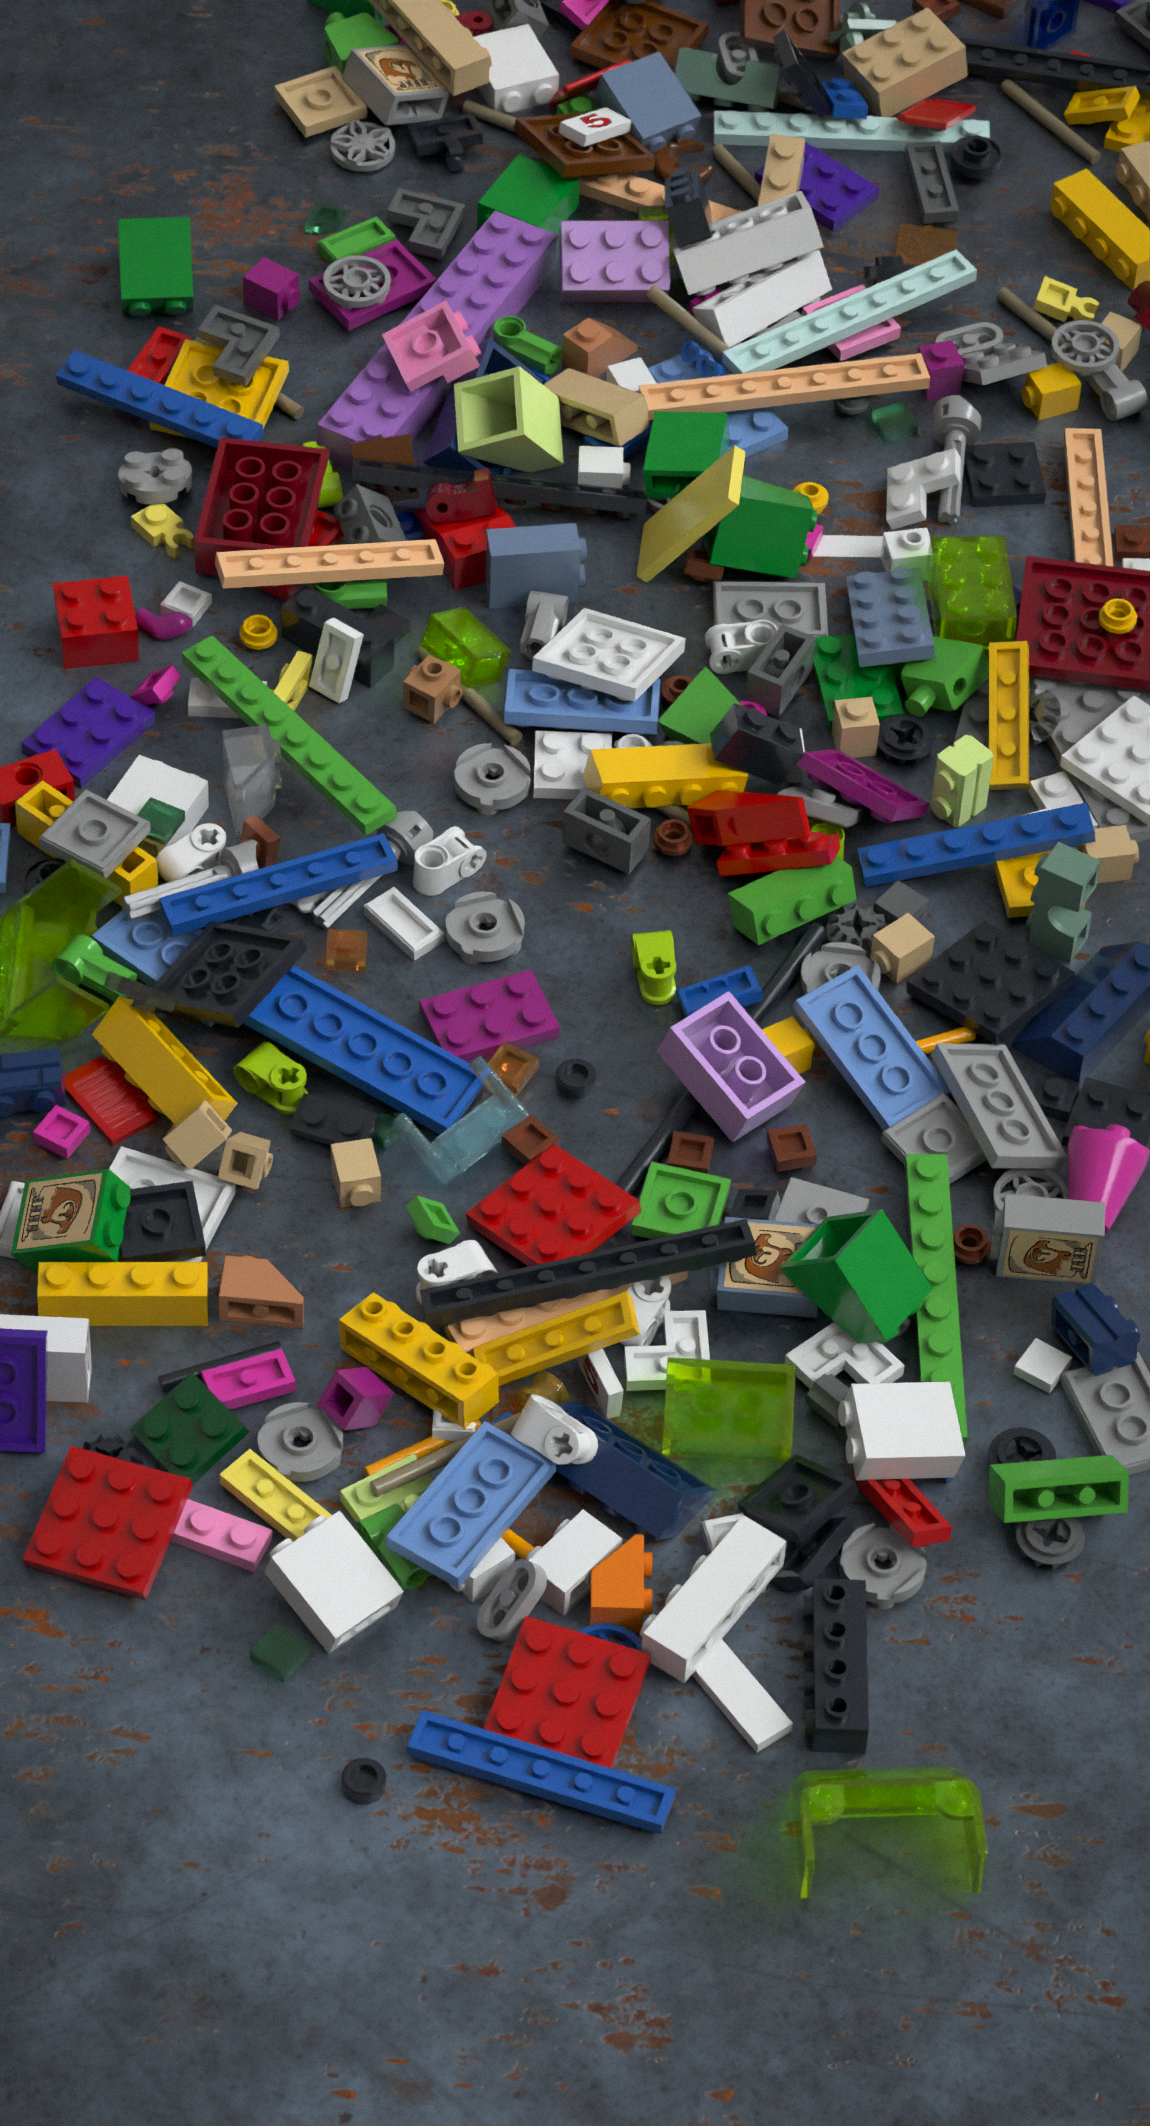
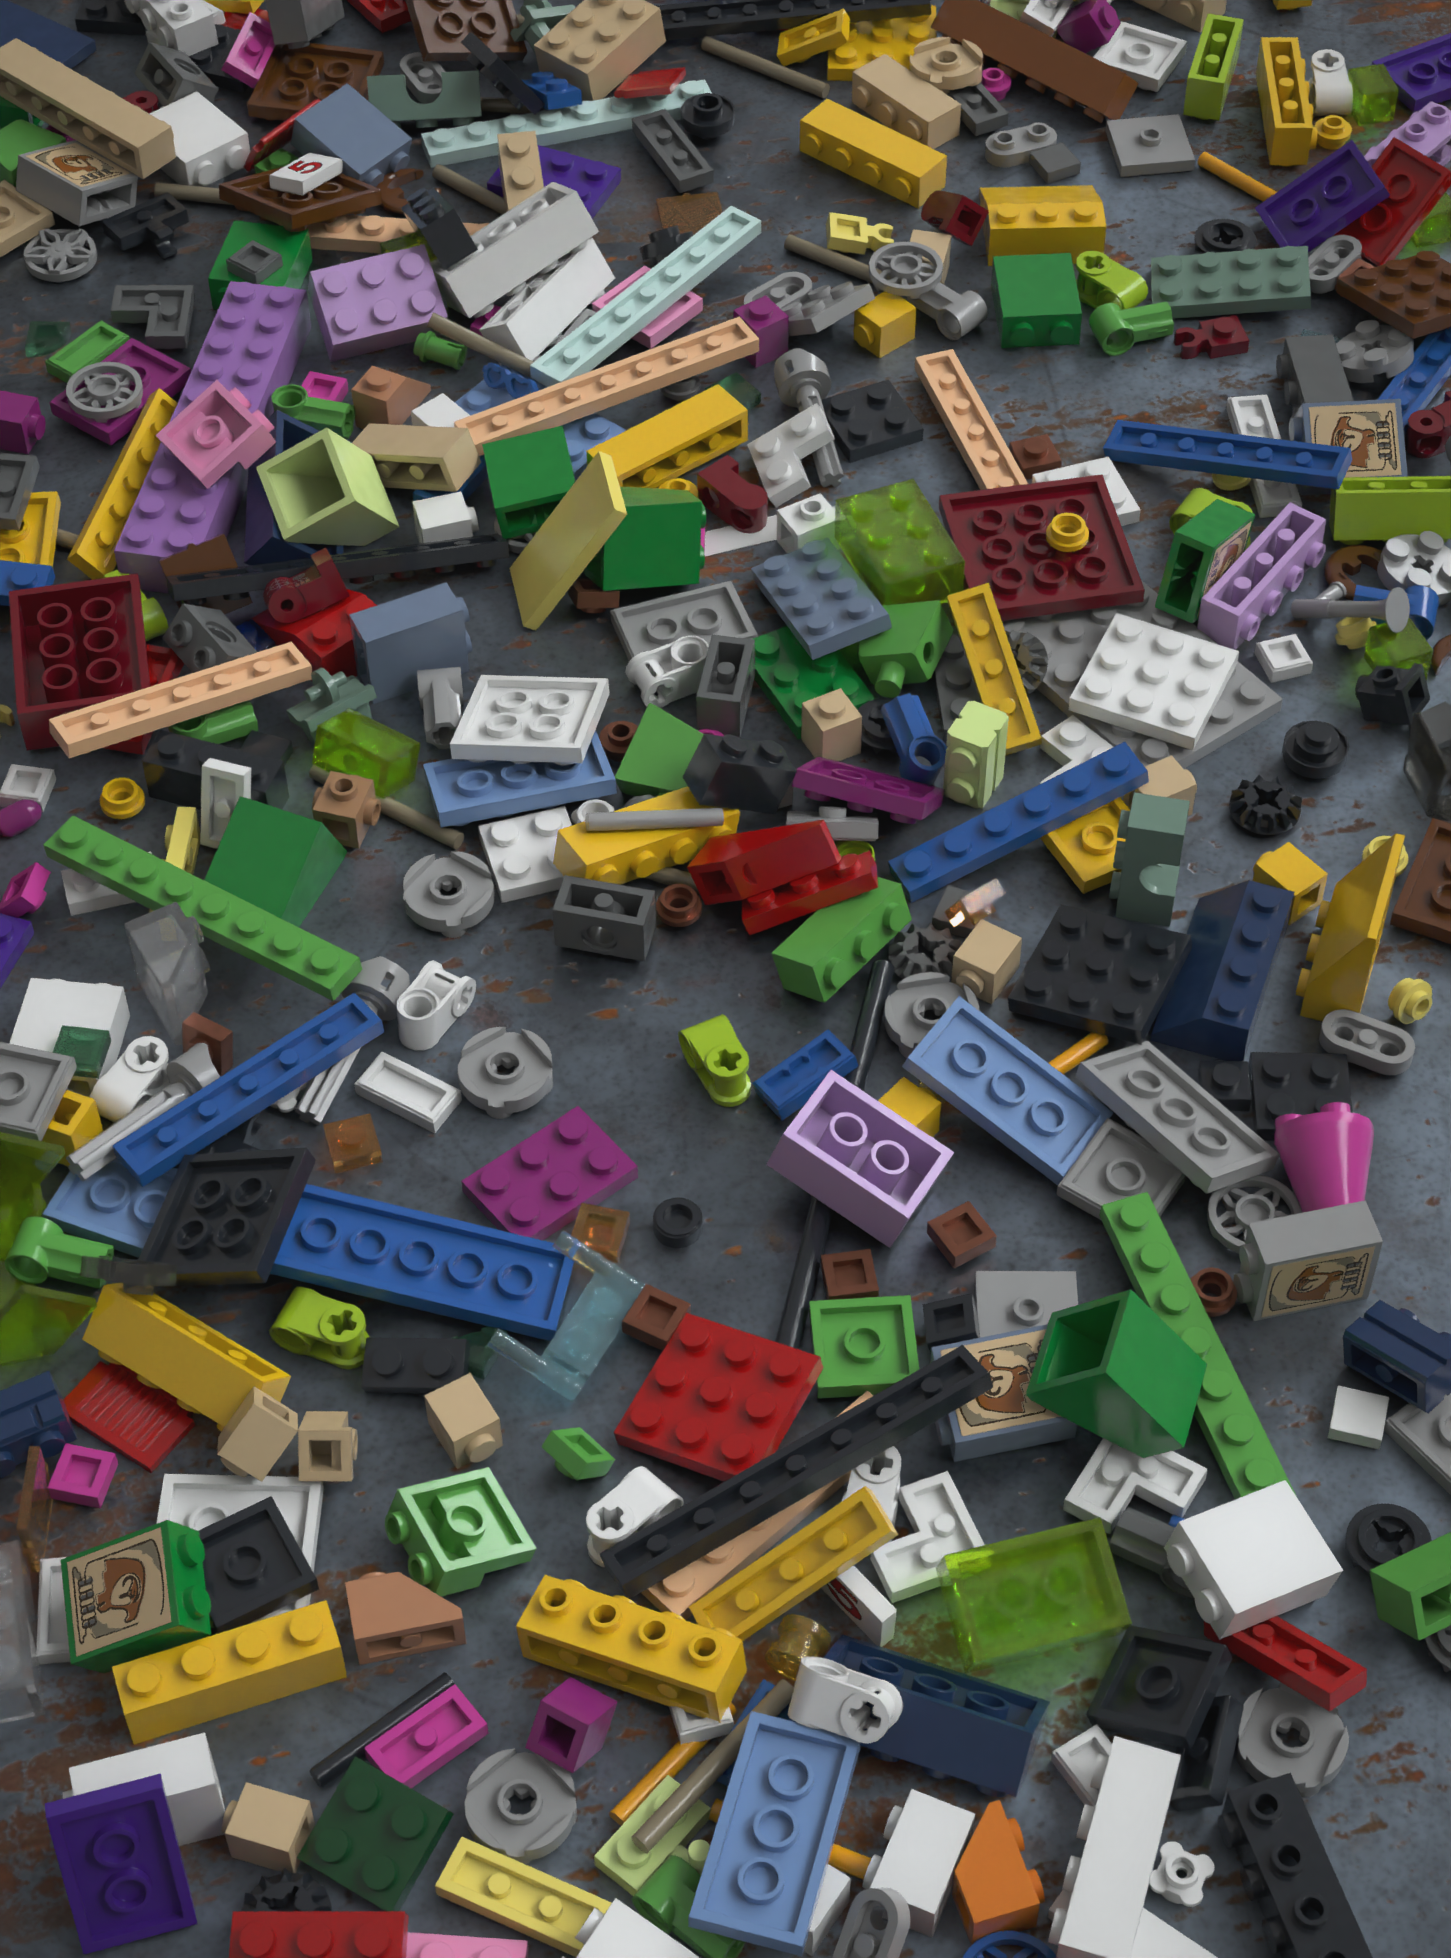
camera: 15 degrees left, 0 degrees up
(18, 1142) = (35, 1509): none -> clear orange piece
(114, 1403) = (267, 1827): none -> tan brick
(302, 418) = (96, 544): none -> yellow plate
(322, 1246) = (457, 1531): none -> bright green plate
(361, 715) = (275, 859): none -> green slope
(452, 593) = (328, 698): none -> sand green hips
(521, 198) = (254, 262): none -> dark grey tile
(545, 325) = (325, 386): none -> dark pink plate
(653, 315) = (439, 350): none -> bright green pin
(672, 762) = (654, 819): none -> light grey bar
(760, 1637) = (1176, 1889): none -> white plate
(819, 450) = (677, 439): none -> yellow brick
(853, 510) = (732, 497): none -> dark red leg
(909, 900) = (976, 904): none -> plate
(917, 753) = (914, 738): none -> blue piece

